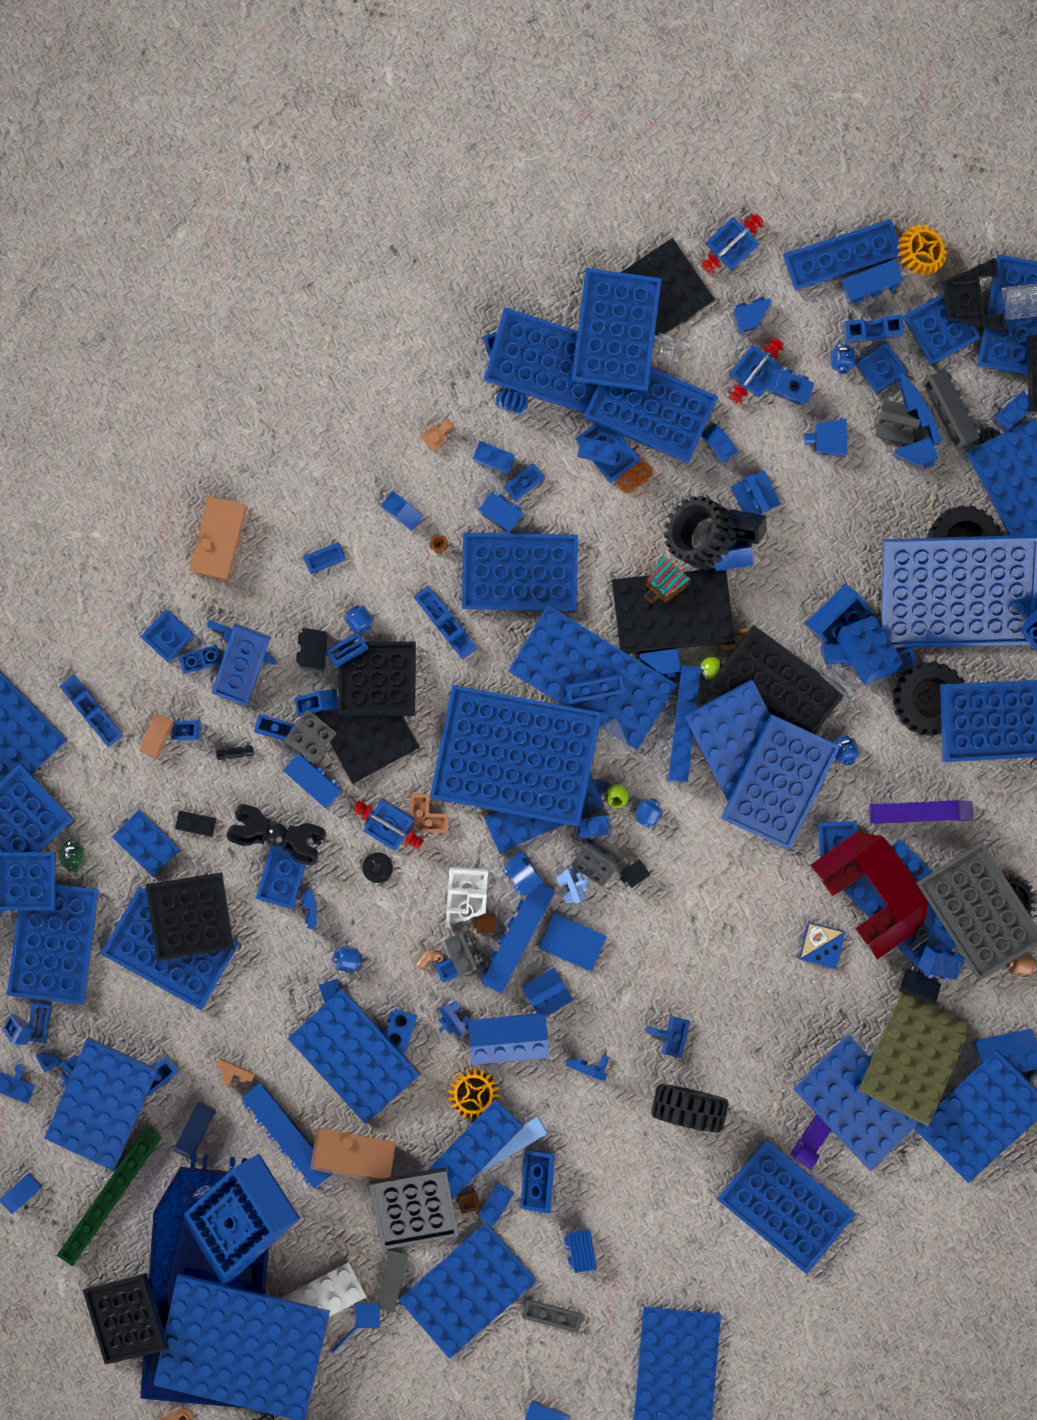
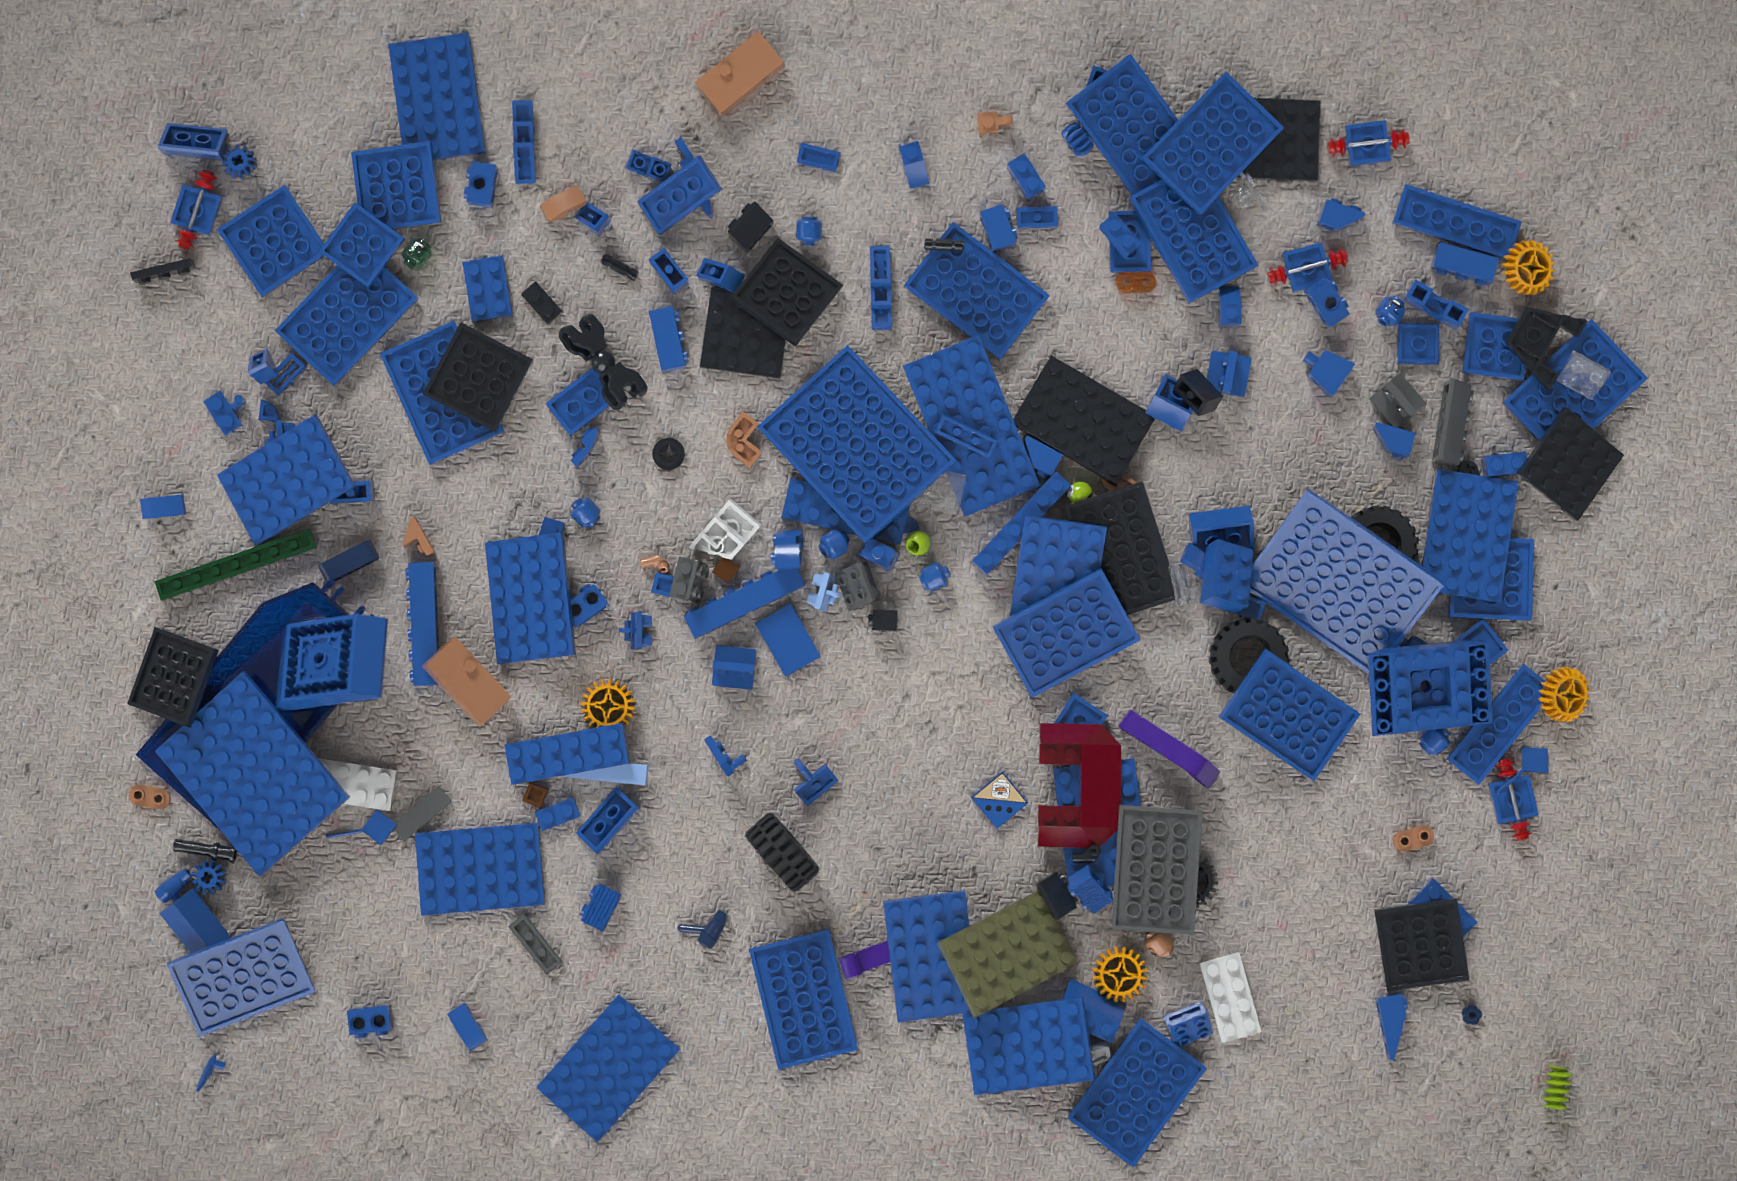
camera: 35 degrees right, 0 degrees up
(91, 775) = (485, 196): none -> blue brick
(167, 636) = (635, 126): blue tile -> none
(310, 736) = (693, 299): dark grey bracket -> none
(349, 656) = (776, 255): blue tile -> none
(388, 824) = (705, 423): blue plate -> none
(413, 1208) = (485, 764): plate -> none
(433, 543) = (924, 211): dark orange plate -> none
(469, 555) = (944, 245): none -> black axle
(508, 1038) = (672, 680): blue slope -> none
(554, 844) = (834, 544): none -> blue head
(665, 581) = (1095, 389): torso -> none
(678, 1208) = (710, 933): none -> dark blue piece
(684, 523) = (1151, 351): black tyre -> none
(848, 750) = (1144, 650): blue head -> none
(914, 403) = (1424, 395): blue slope -> none
(1005, 1002) = (1122, 956): none -> light orange gear

